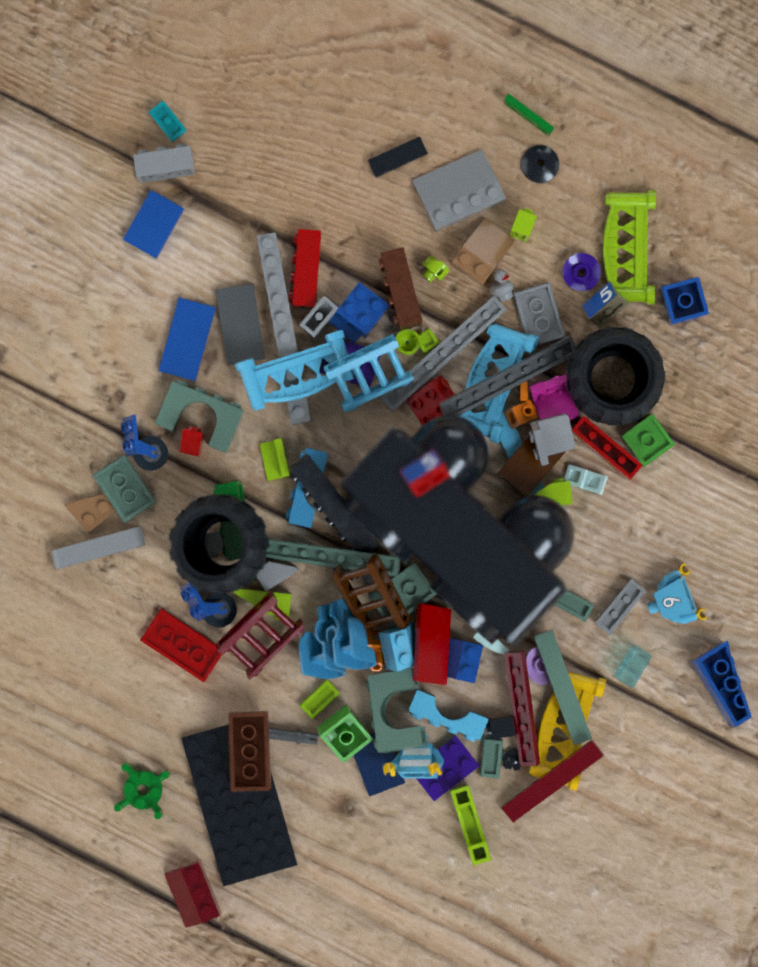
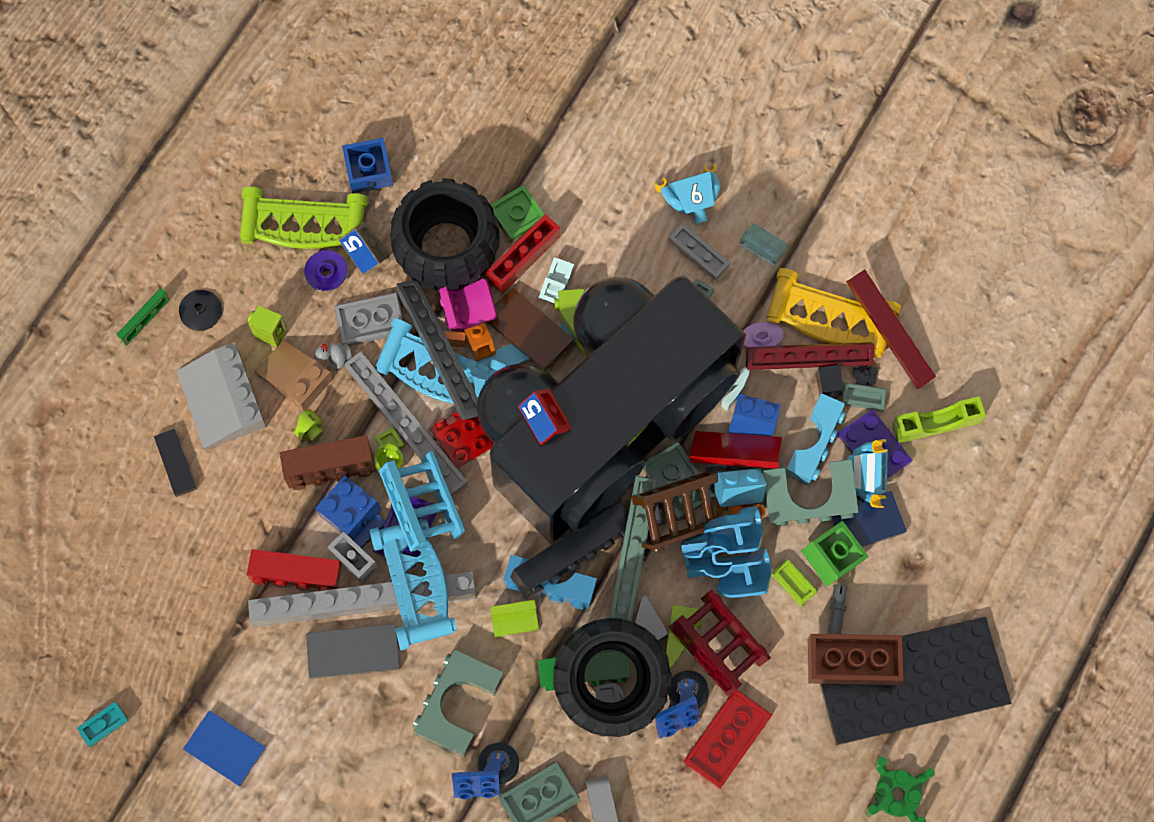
camera: 90 degrees left, 15 degrees down
(164, 163) = (152, 727): light grey brick -> none
(187, 339) = (365, 715): blue tile -> none
(192, 441) = (487, 712): red slope -> none
(193, 894) = (1021, 739): dark red slope -> none
(551, 437) = (508, 307): light grey bracket -> none
(563, 687) = (793, 310): sand green tile -> none
(720, 678) = (783, 151): blue wedge -> none

